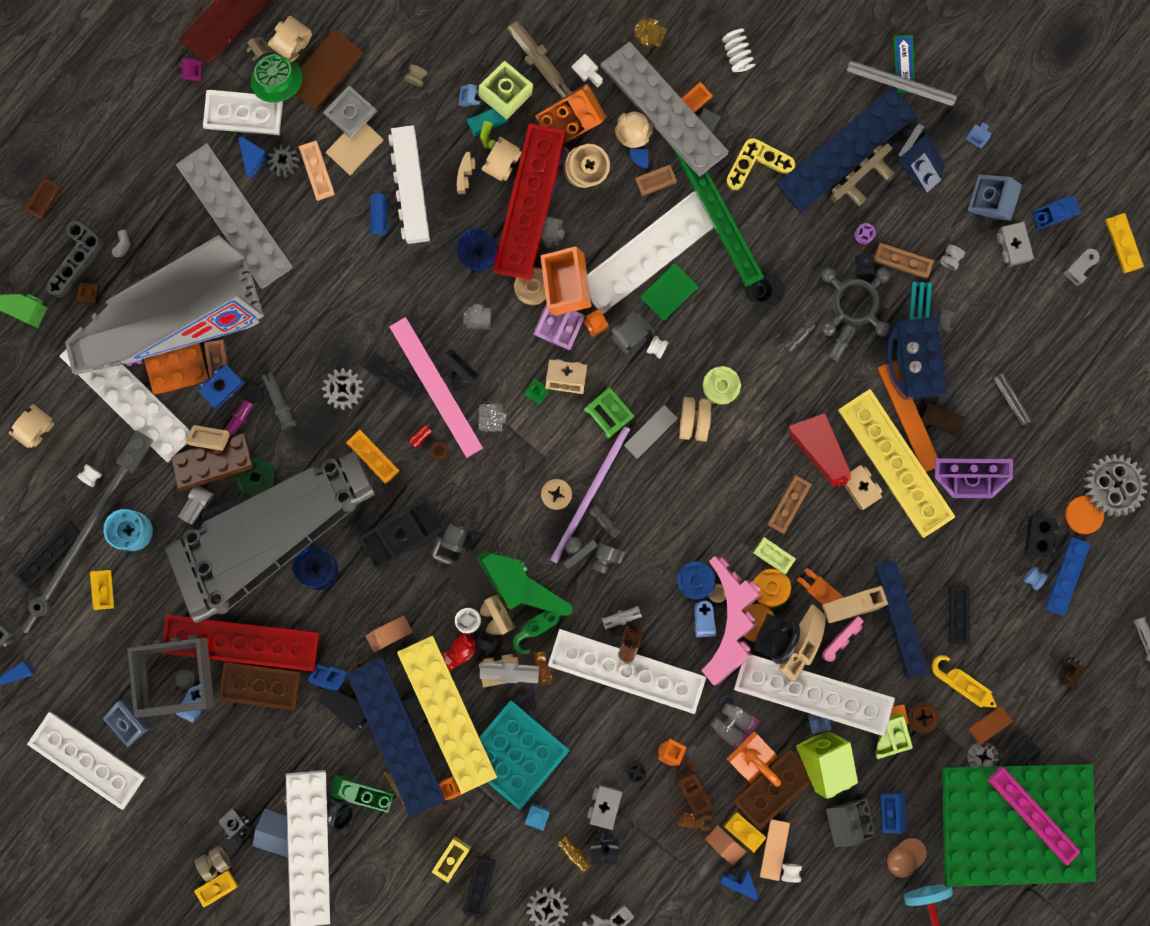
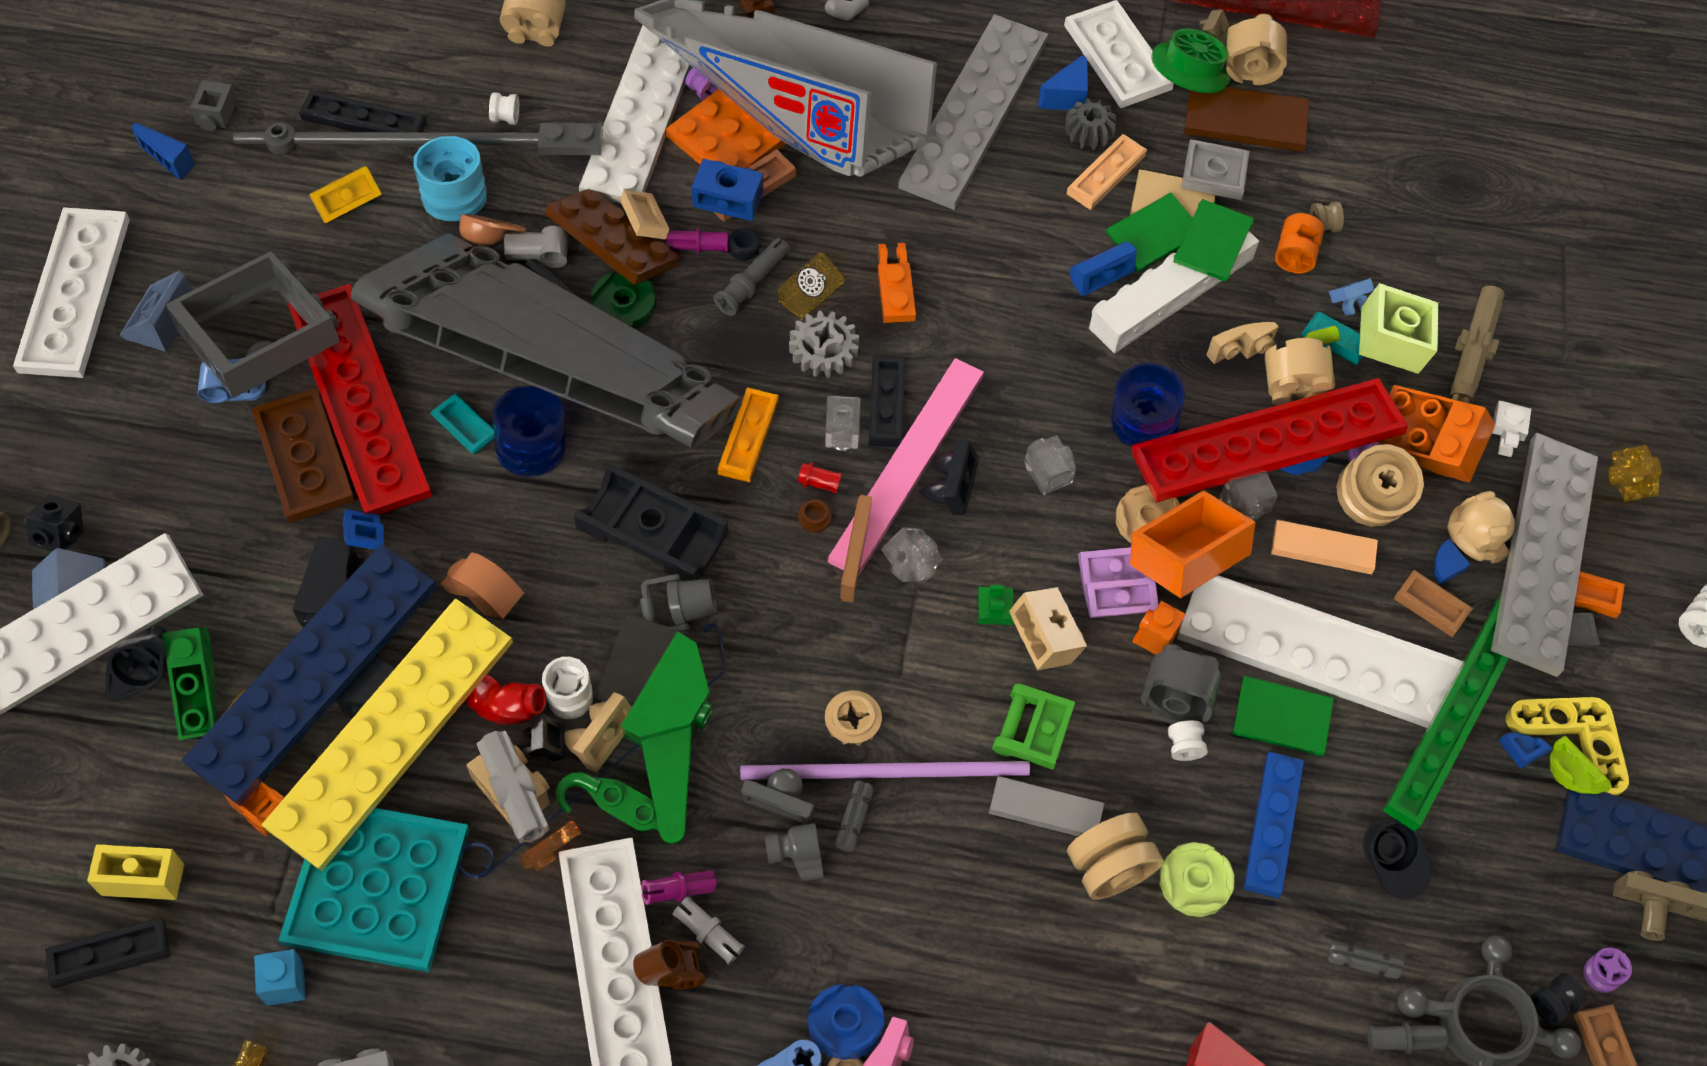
camera: 55 degrees right, 25 degrees down
(170, 526) = (484, 230): none -> nougat cap
(286, 596) = (464, 423): none -> teal tile
(301, 374) = (810, 285): none -> clear yellow slope
(326, 329) = (895, 286): none -> orange hinge
(370, 171) = (1153, 230): none -> green piece
(396, 407) = (842, 422): none -> clear brick
(400, 149) = (1213, 240): none -> green piece
(423, 101) = (1299, 243): none -> orange wheel
(473, 443) = (856, 548): none -> medium nougat tile
(594, 620) = (678, 886): none -> magenta axle
(597, 212) = (1324, 547): none -> light nougat tile
(716, 333) = (1273, 825): none -> blue plate
(748, 191) = (1524, 748): none -> blue tile
(772, 178) = (1575, 770): none -> lime tile

